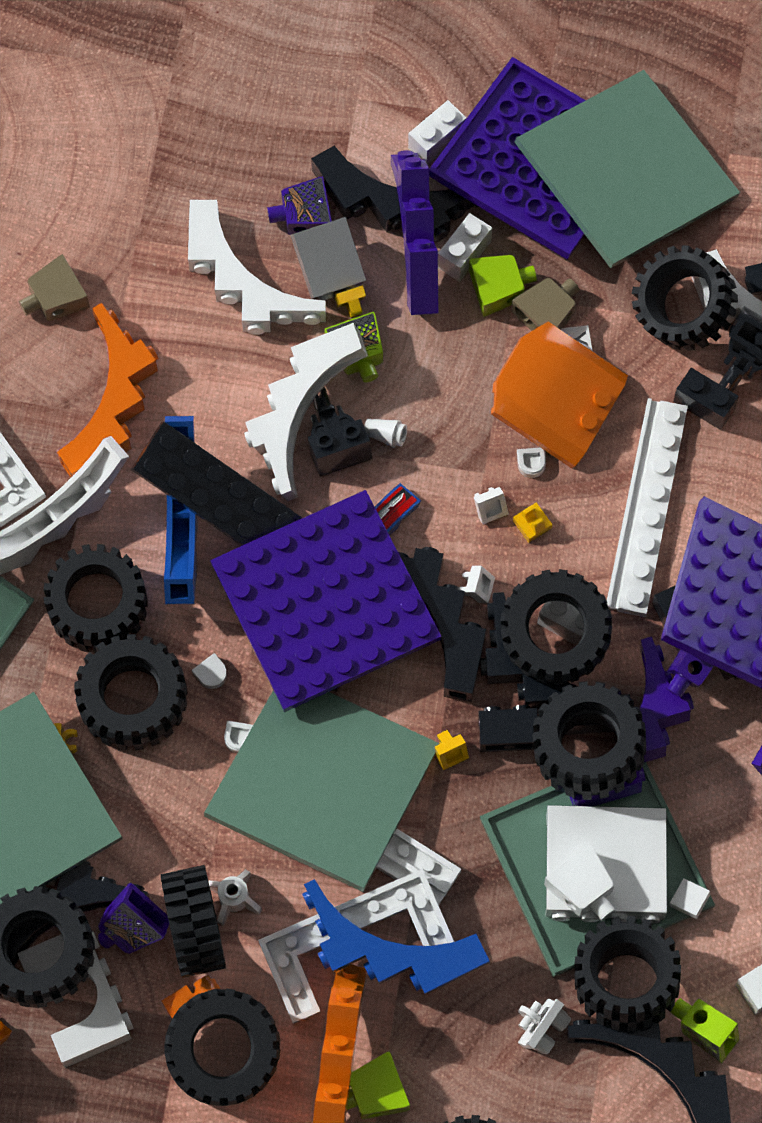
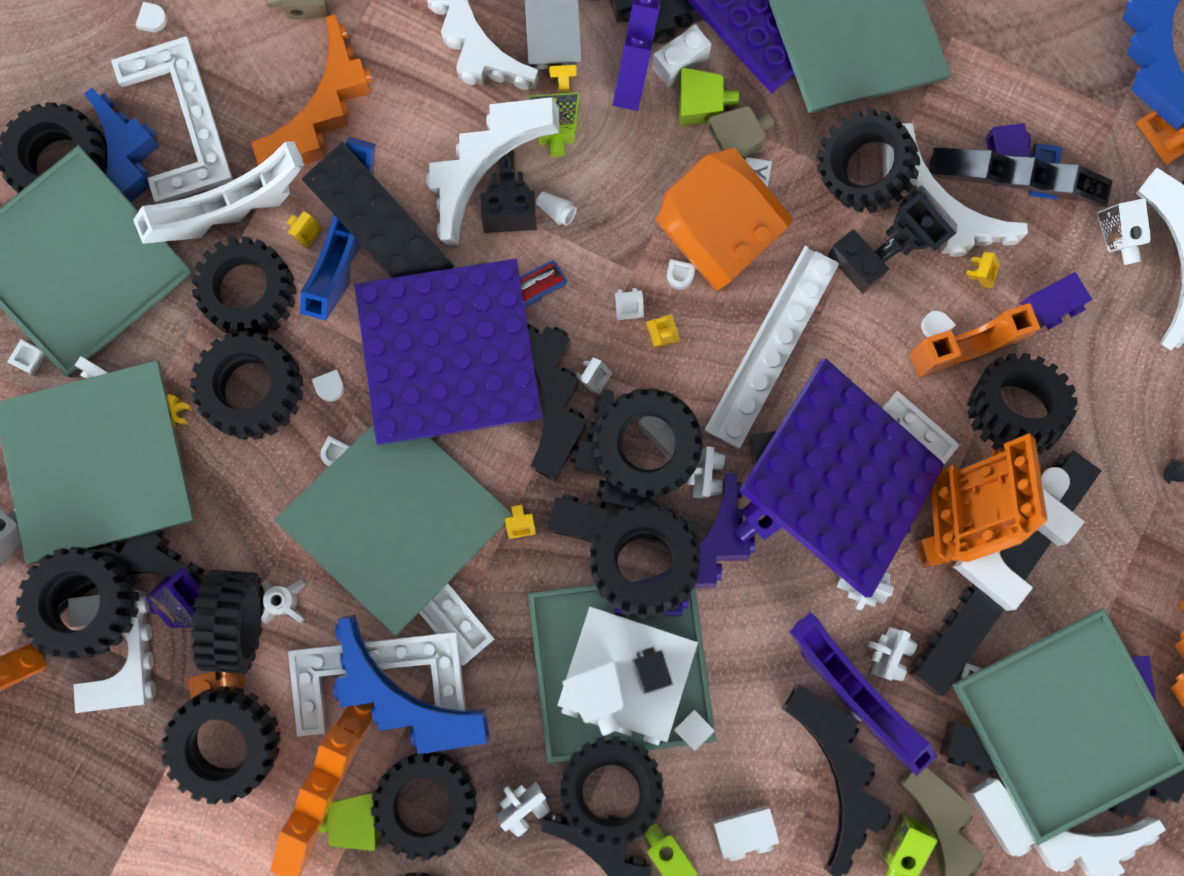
camera: 15 degrees right, 10 degrees up
(136, 523) = (304, 229): none -> yellow tile
(444, 1087) = (462, 805): none -> black tyre
(618, 653) = (701, 480): none -> white hips
(630, 841) = (651, 670): none -> black brick

